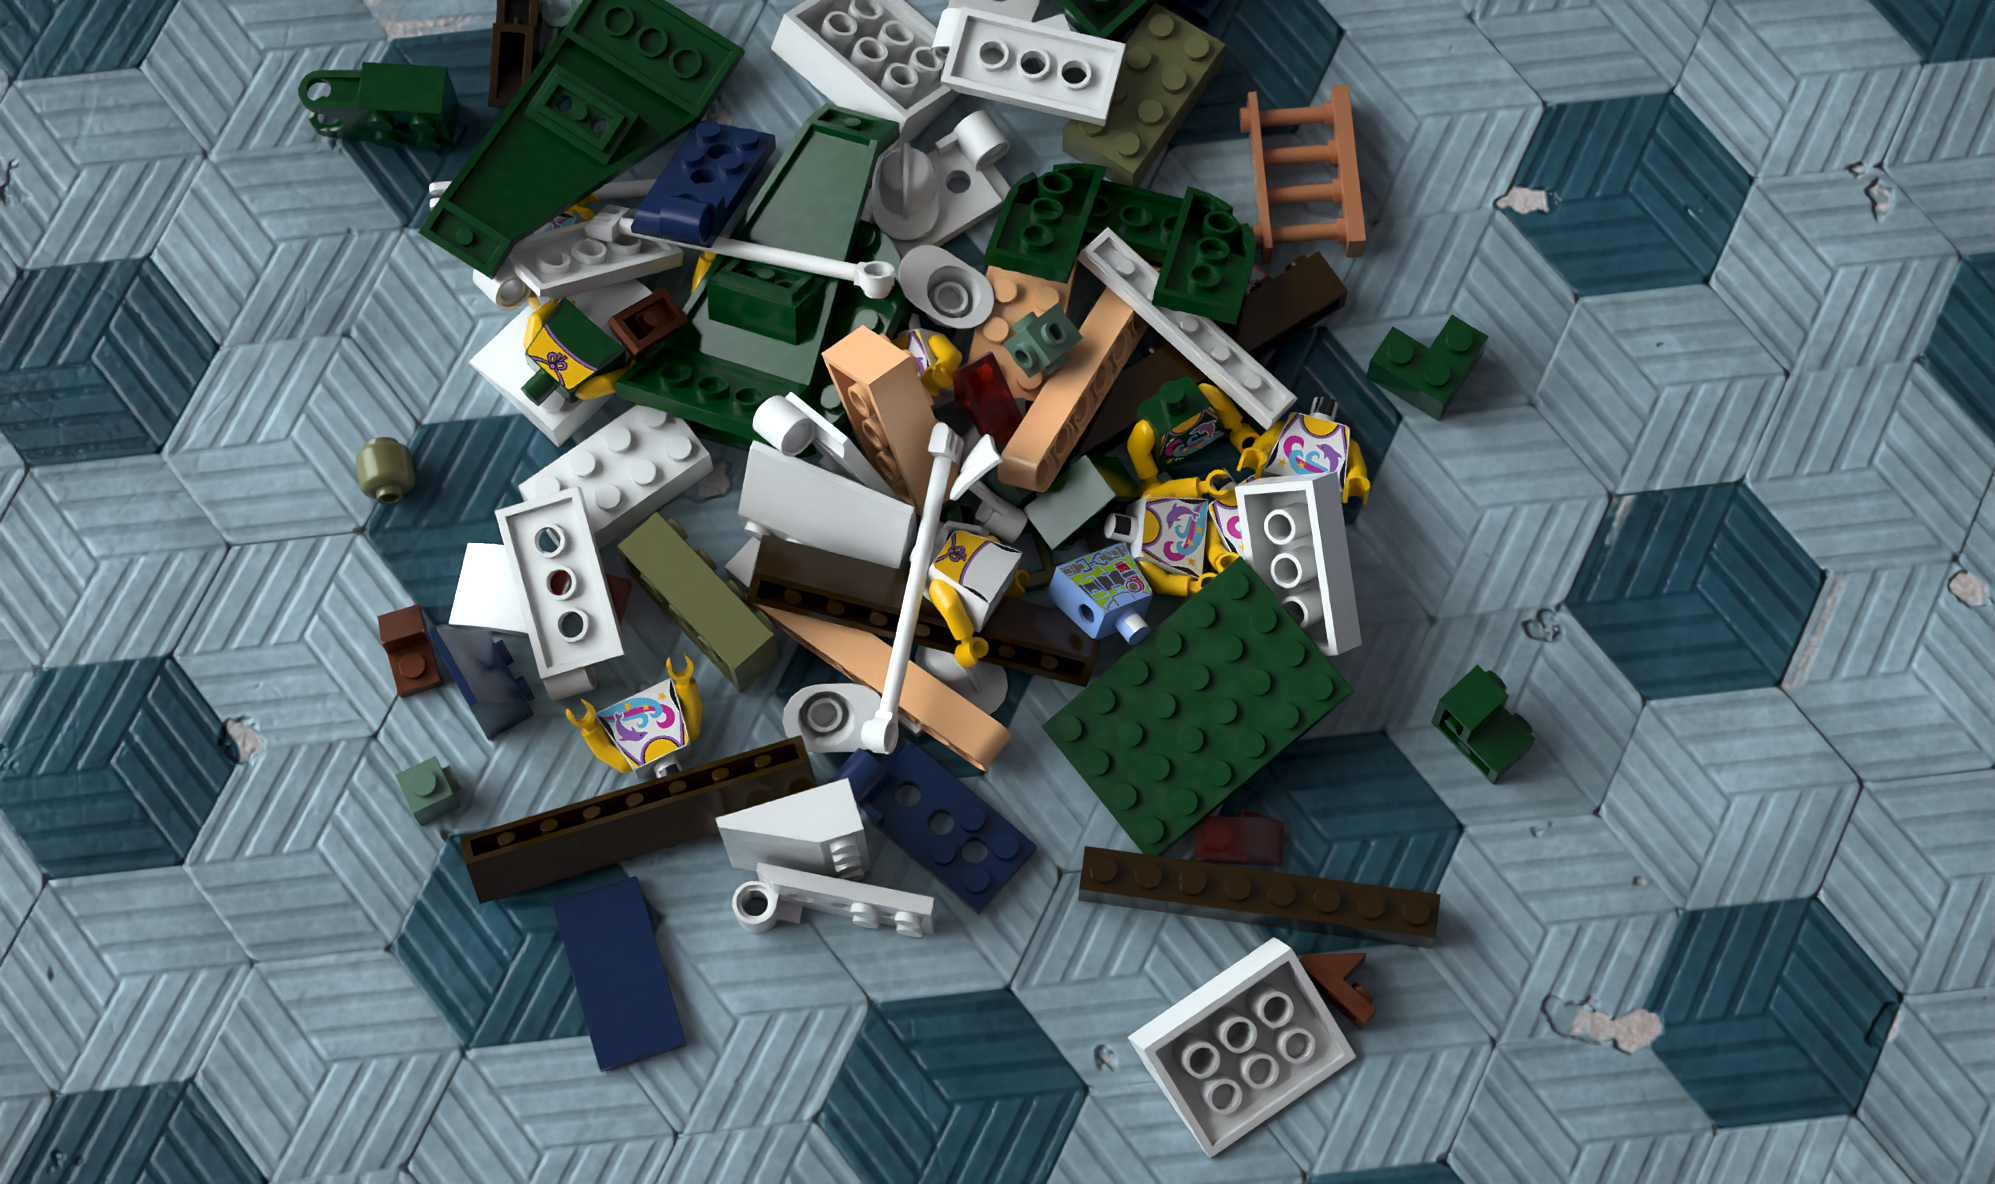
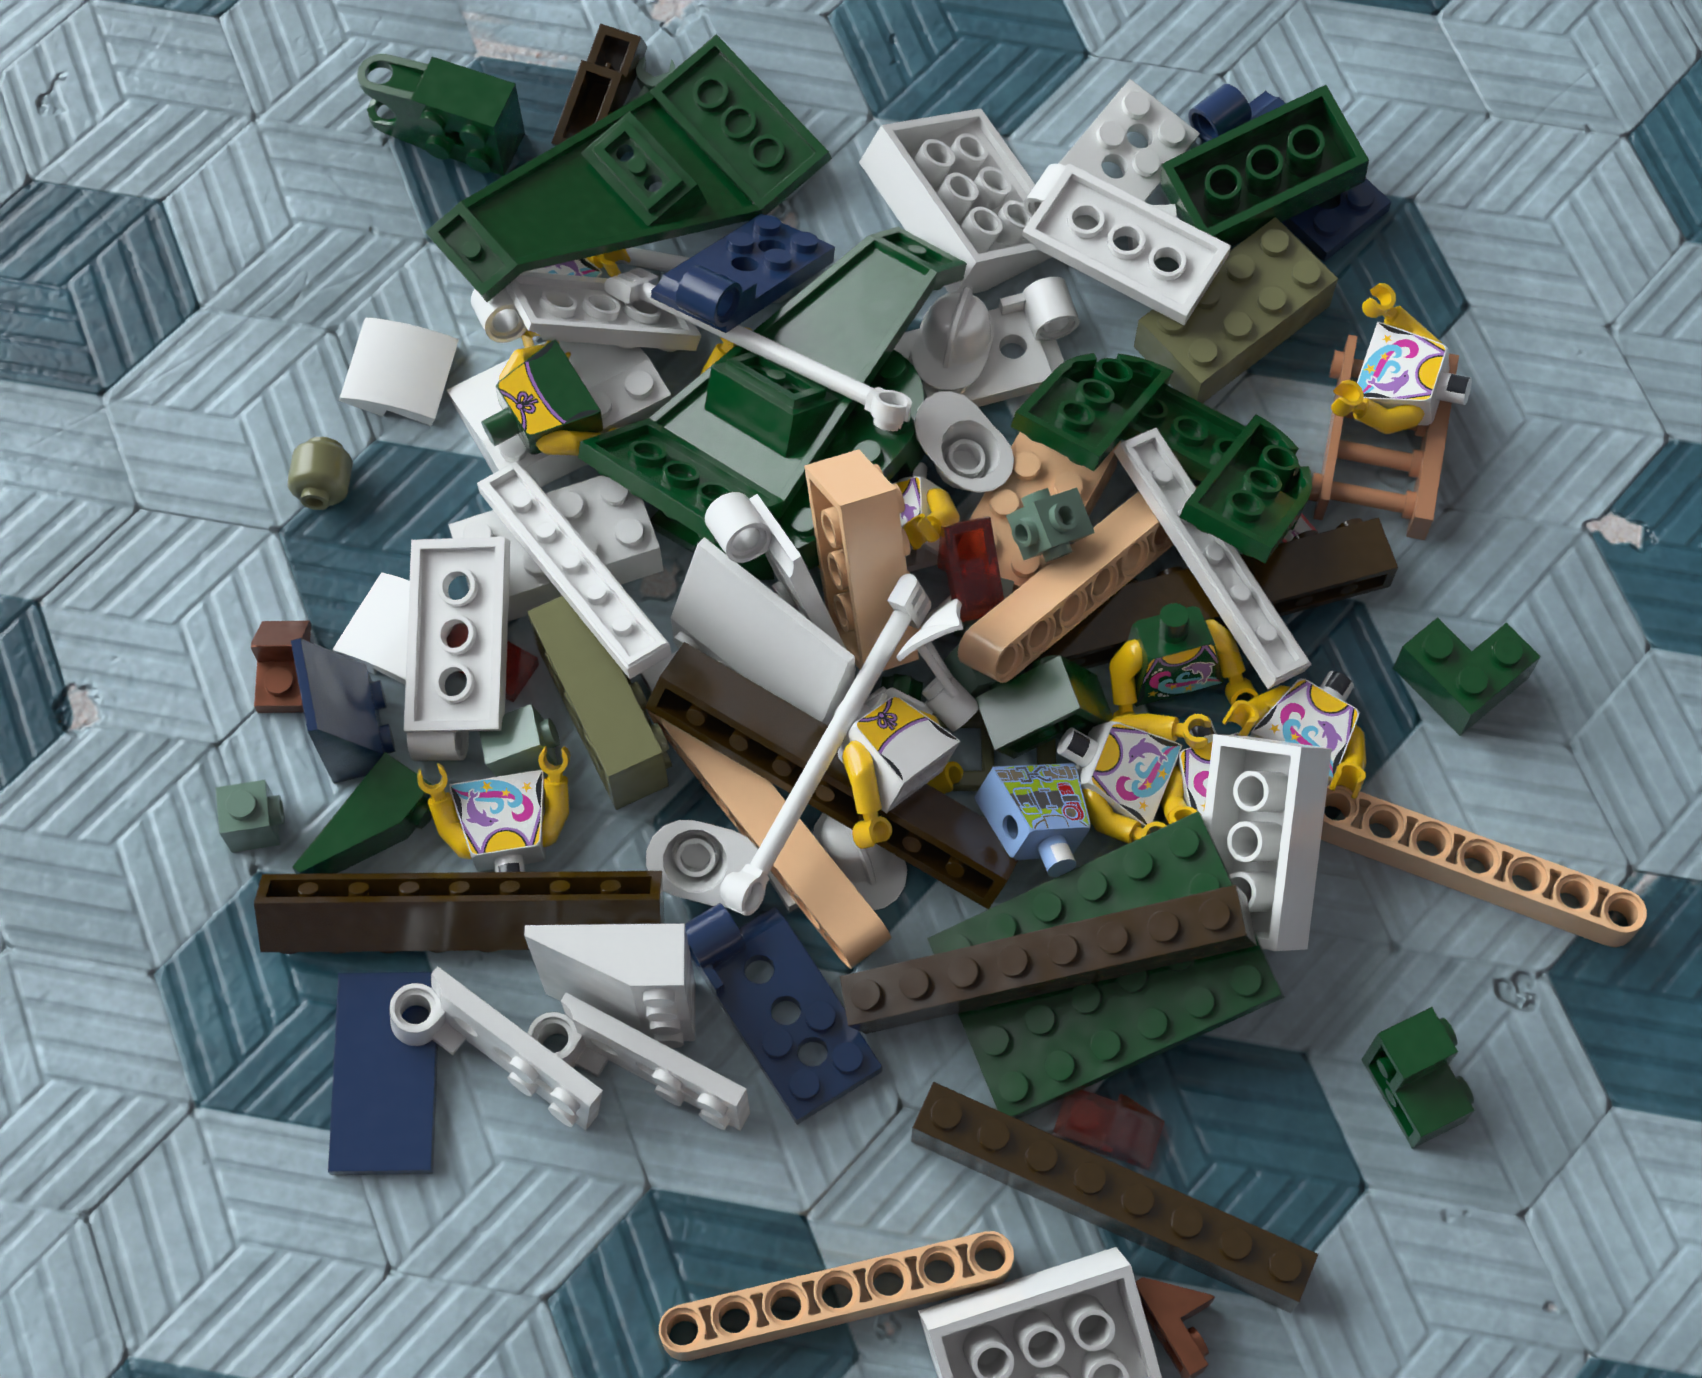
camera: 15 degrees right, 5 degrees down
(421, 355) = (399, 369): none -> white slope
(537, 760) = (372, 819): none -> dark green slope
(644, 660) = (520, 742): none -> sand green brick
(645, 496) = (574, 570): none -> white tile
(647, 323) = (635, 391): copper slope -> none
(744, 931) = (463, 1016): none -> white hinge
(1069, 1026) = (817, 1315): none -> light nougat beam
(1150, 718) = (1048, 960): none -> dark brown brick
(1304, 117) = (1401, 373): none -> torso
(1501, 523) = (1500, 863): none -> light nougat beam

